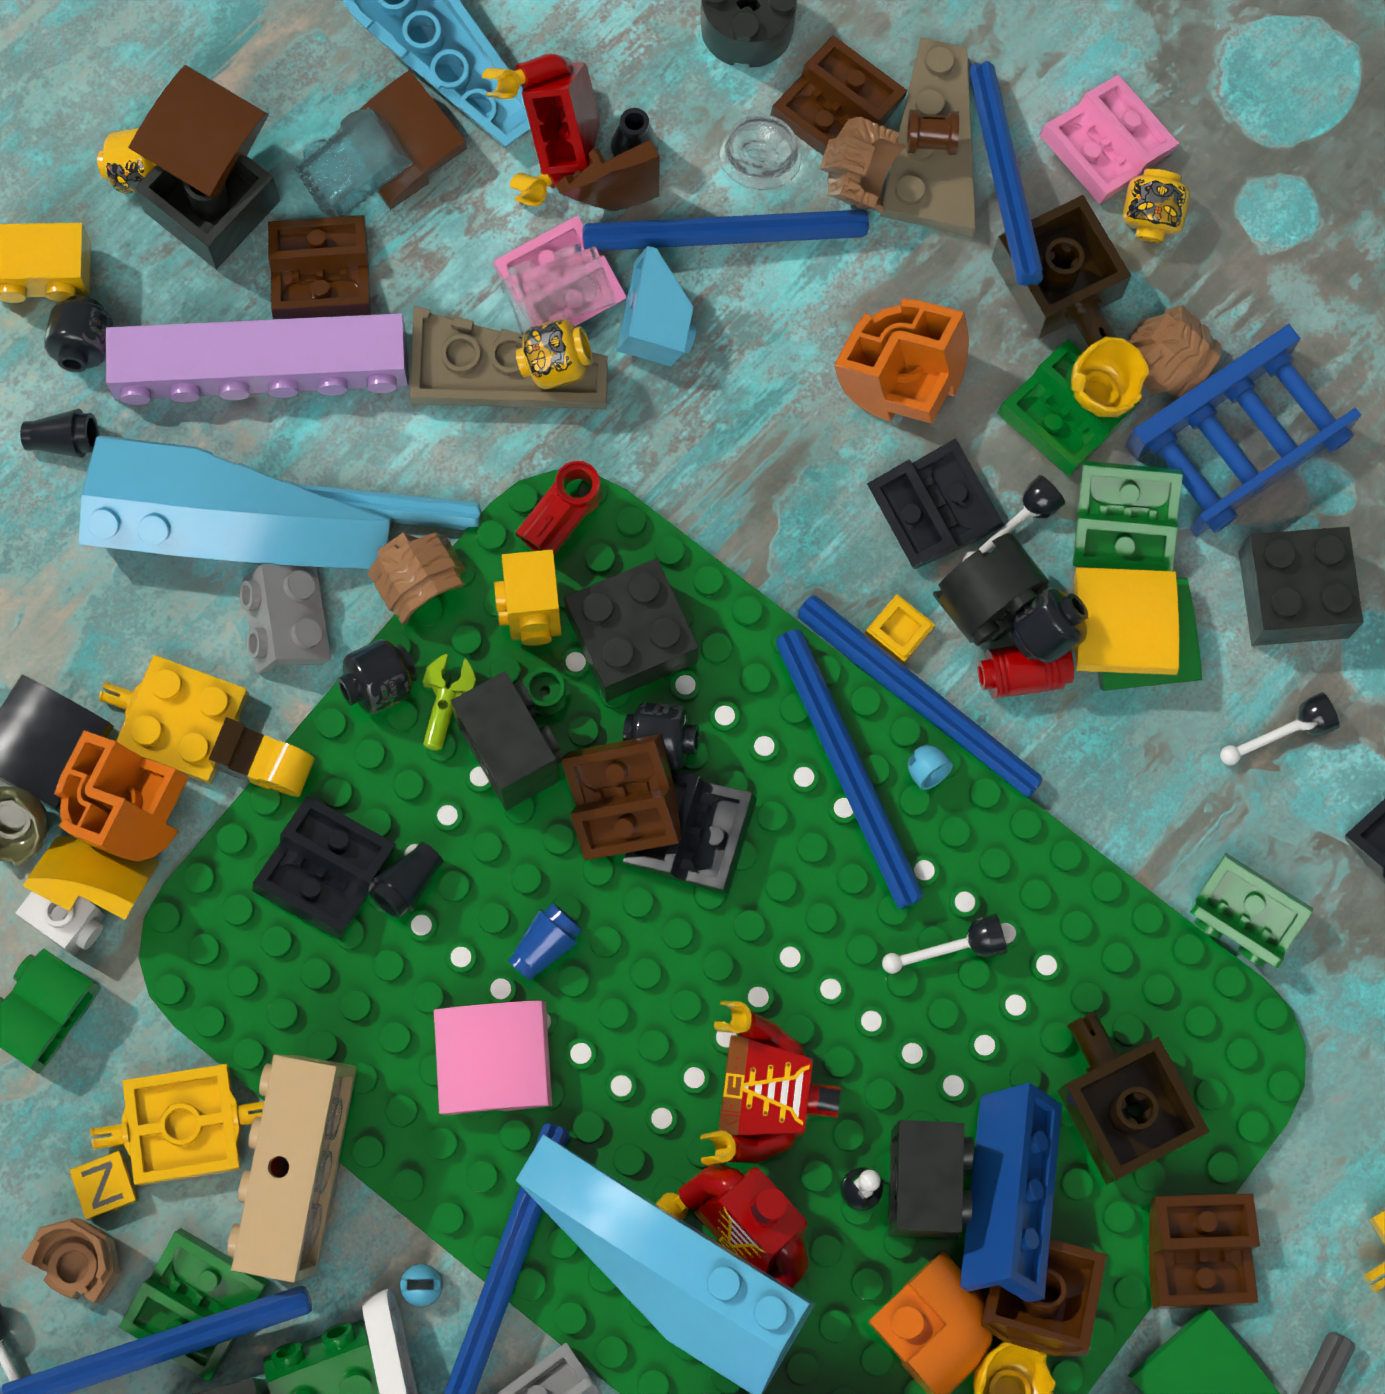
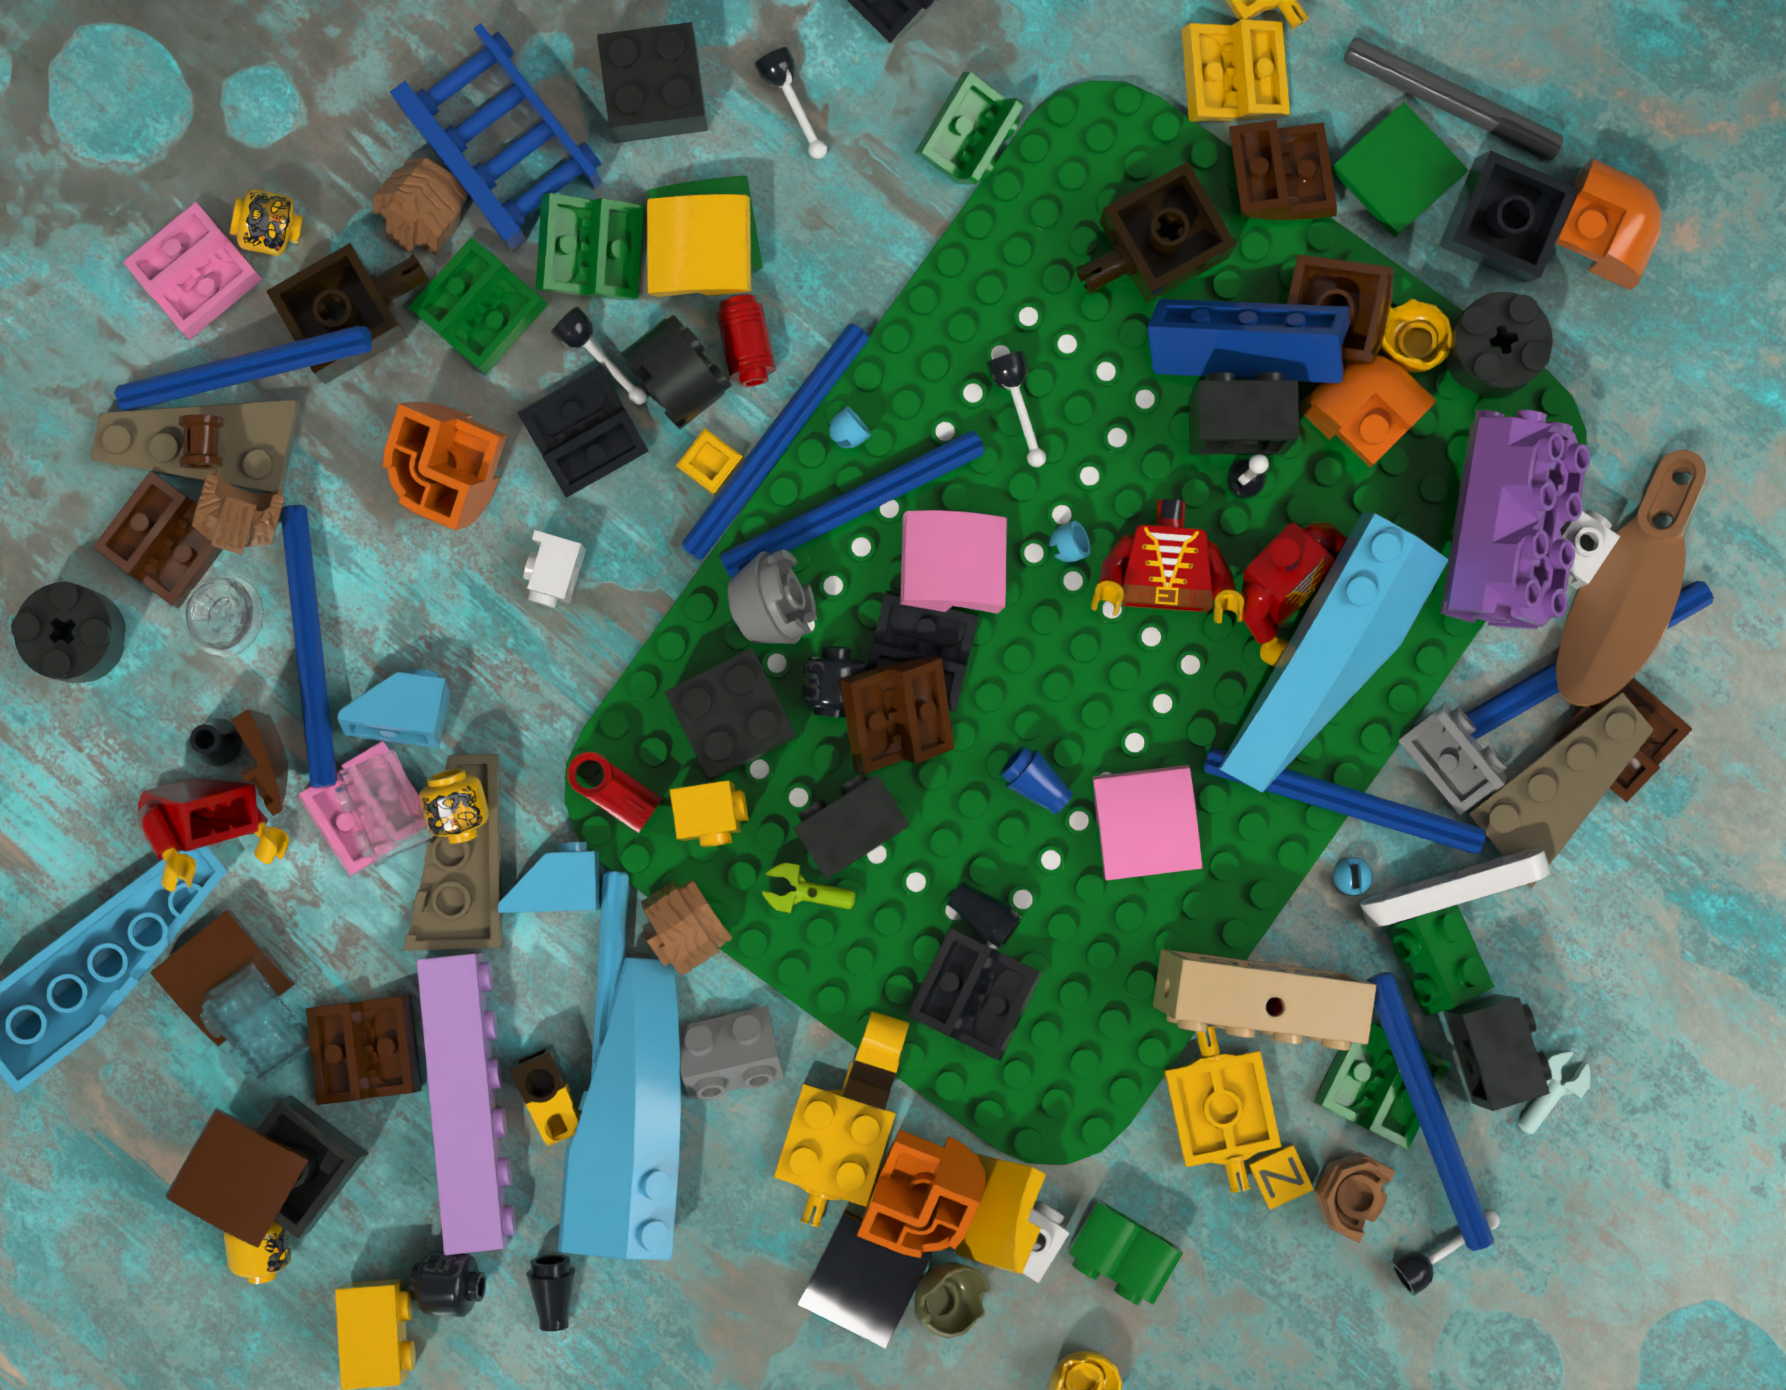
camera: 90 degrees left, 10 degrees up
(259, 435) = (547, 1094): none -> leg
(377, 676) = (789, 956): black head -> none
(470, 456) = (558, 883): none -> medium azure slope
(559, 689) = (779, 794): green plate -> none
(749, 673) = (770, 600): none -> light grey cone
(783, 865) = (953, 560): none -> bright pink slope
(792, 466) = (553, 569): none -> white brick
(799, 993) = (1071, 542): none -> medium azure hinge
(1050, 625) = (713, 314): black head -> none
(1109, 377) = (455, 264): yellow hair -> none
(1316, 1208) = (1235, 71): none -> yellow slope

